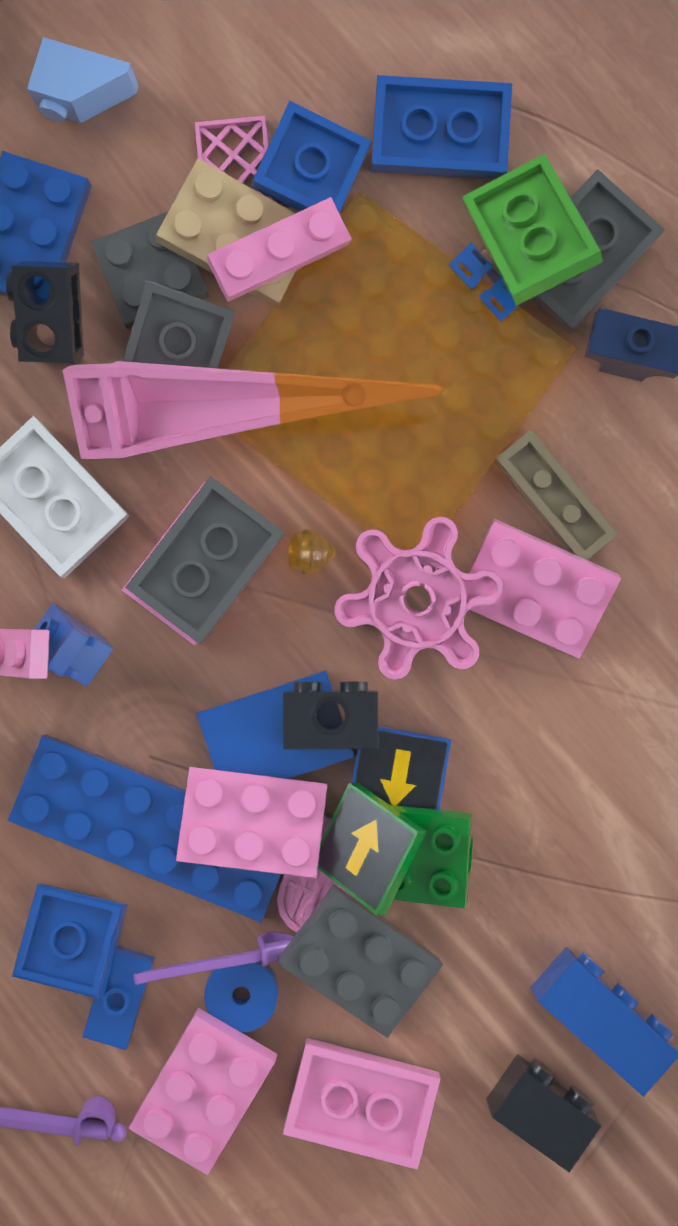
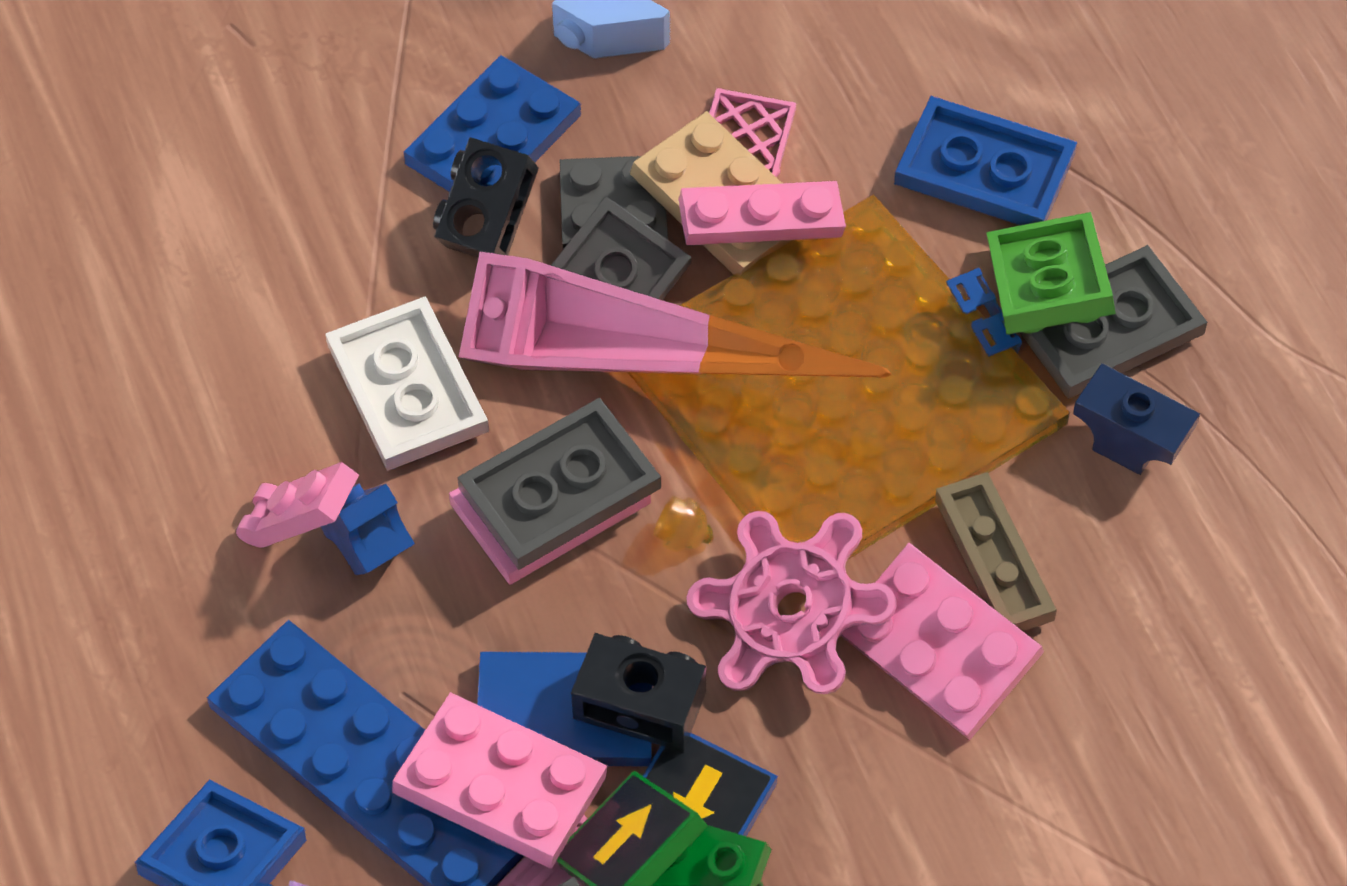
camera: 15 degrees right, 30 degrees down
(310, 160) = (830, 145): blue plate -> none

